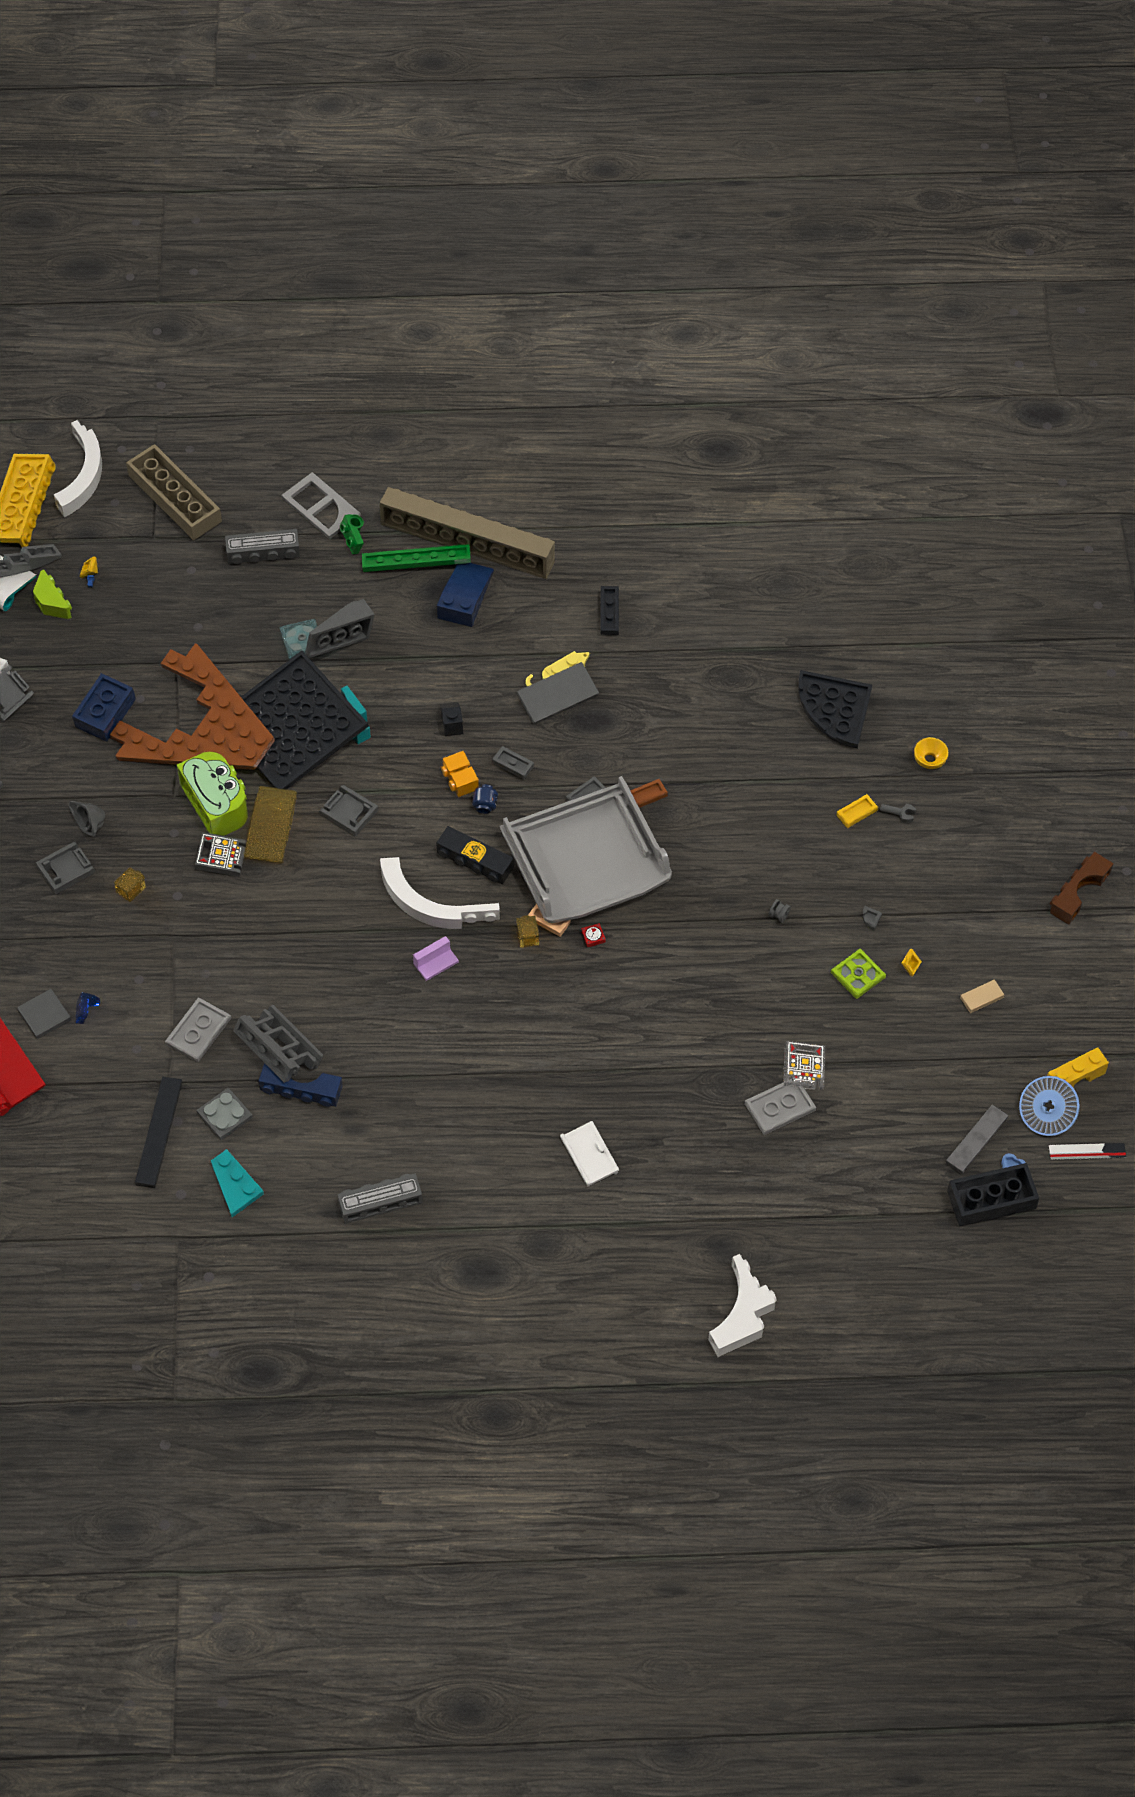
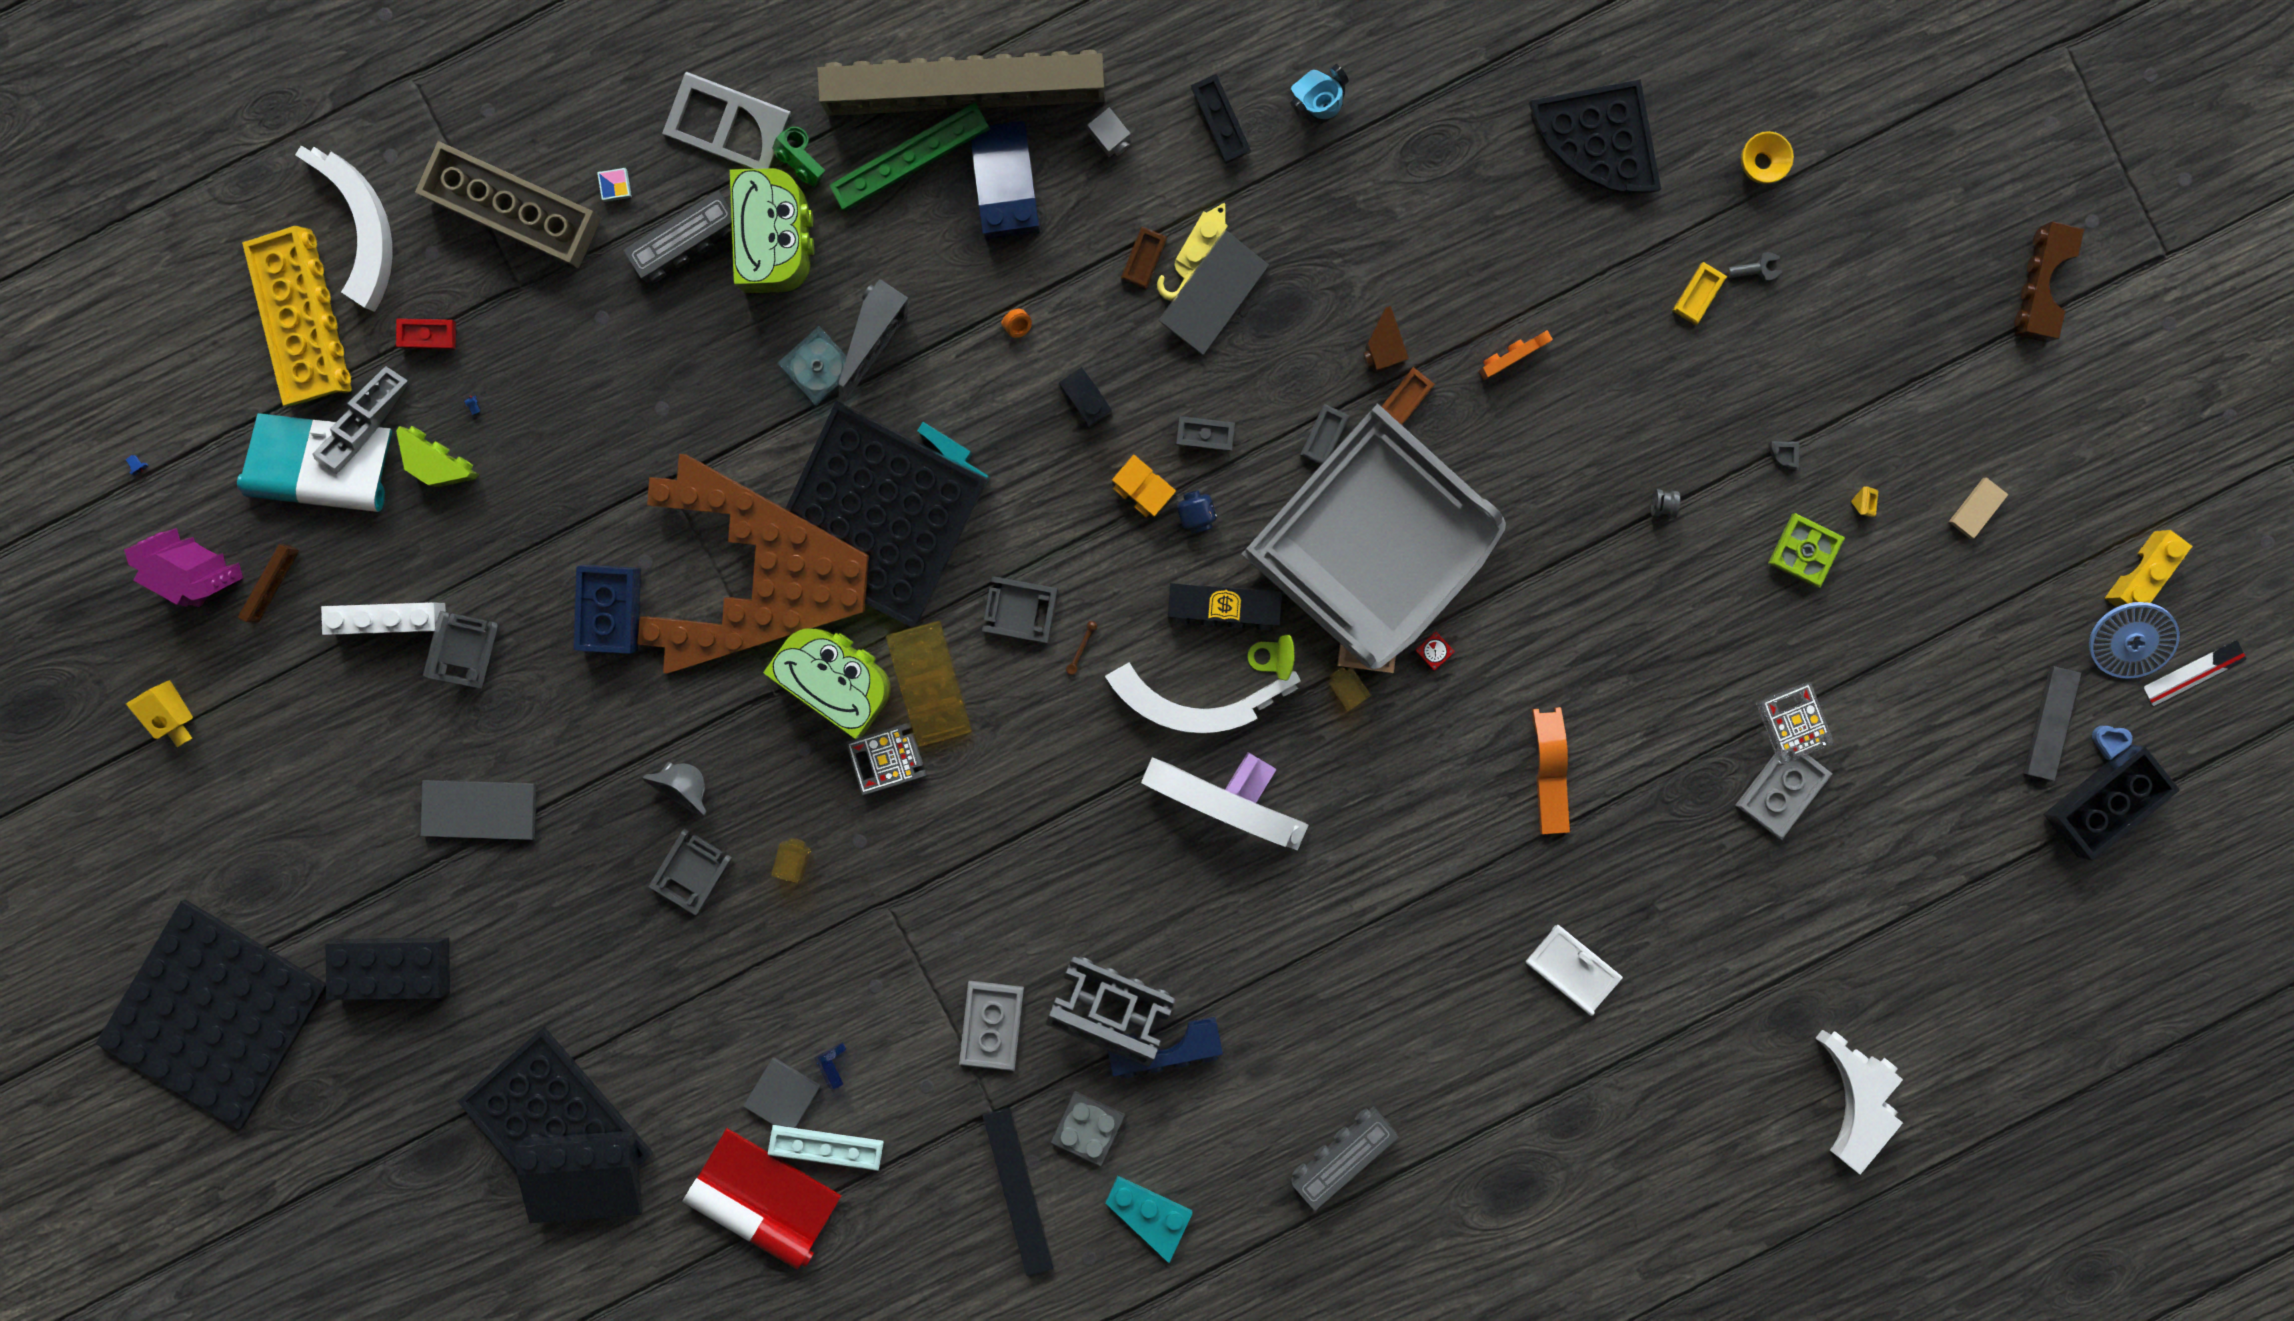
camera: 25 degrees left, 30 degrees up
(53, 1052) = (825, 1147): none -> light aqua tile
(87, 536) = (426, 333): none -> red plate
(89, 568) = (458, 385): yellow slope -> none
(239, 509) = (614, 184): none -> tile
(313, 559) = (769, 231): none -> brick
(362, 855) = (1091, 627): none -> reddish brown hinge
(420, 957) = (1224, 804): none -> white arch
(432, 662) = (1017, 323): none -> orange tile
(492, 894) = (1281, 657): none -> lime piece
(526, 662) = (1144, 258): none -> reddish brown tile
(539, 591) = (1109, 133): none -> light grey brick
(632, 1033) = (1552, 772): none -> orange piece
(647, 758) = (1385, 344): none -> reddish brown slope
(675, 621) = (1319, 95): none -> medium azure cap
(724, 795) = (1516, 352): none -> orange plate

